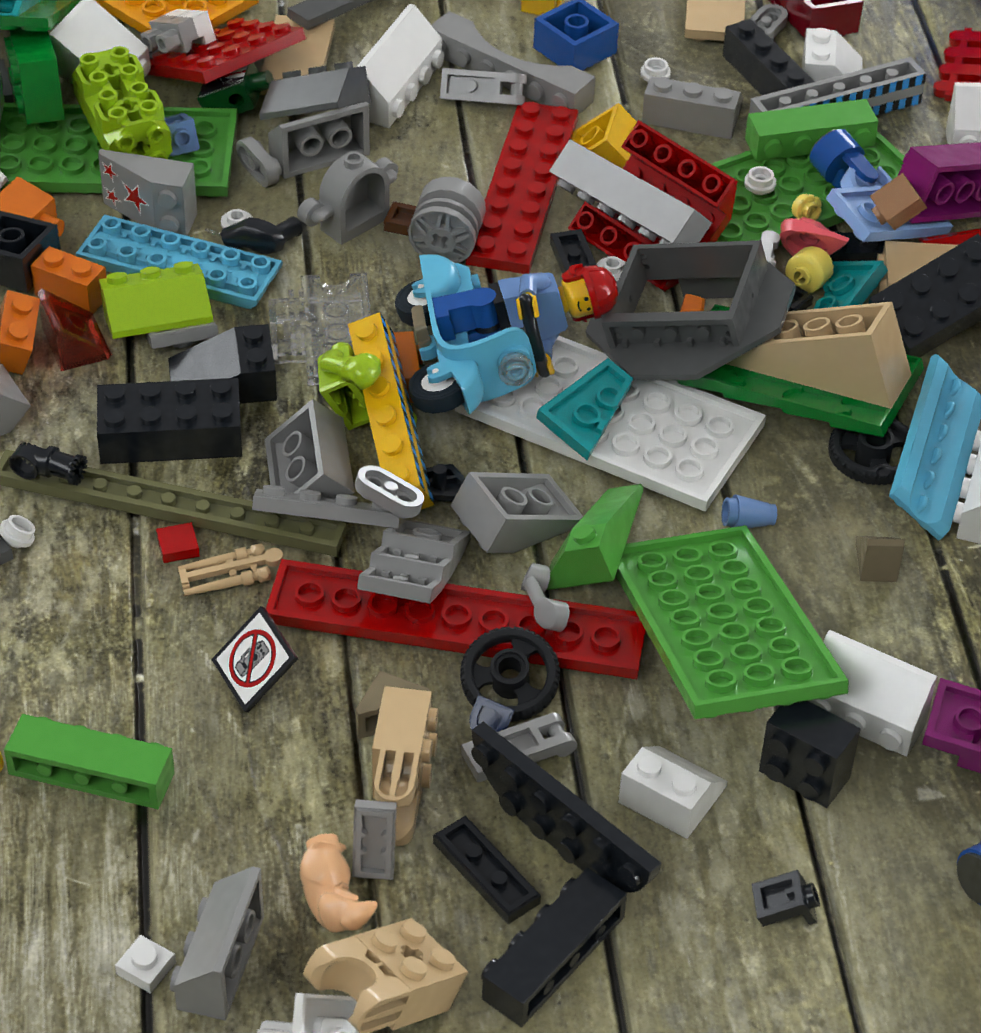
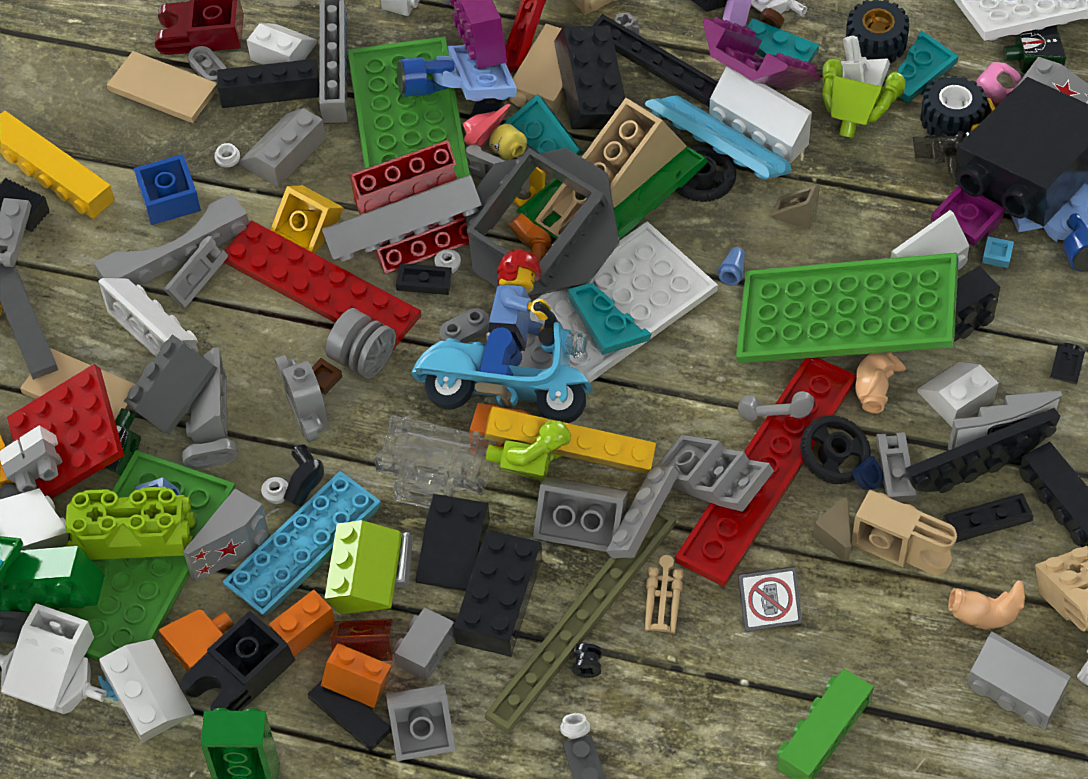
camera: 65 degrees left, 10 degrees up
(47, 463) = (525, 681): black connector -> none
(73, 379) = (424, 643): none -> light grey brick
(104, 519) = (587, 660): none -> black wheel
(145, 964) = (1007, 737): white plate -> none
(177, 542) = (622, 622): red tile -> none
(374, 839) = (963, 566): light grey plate -> none
(389, 491) = (659, 462): light grey plate -> none
(444, 481) = (636, 429): black piece -> none
(513, 510) = (680, 400): light grey slope -> none
(597, 541) = (731, 361): bright green wedge -> none
(637, 684) = (873, 381): none -> light nougat animal
(643, 826) = (993, 418): none -> light grey slope
(760, 180) = (406, 134): white plate -> none
(797, 129) = (367, 82): bright green brick -> none
(807, 206) = (453, 117): light yellow plate -> none
(897, 202) = (503, 58): medium nougat brick -> none
(934, 780) = (997, 252): none -> medium azure plate

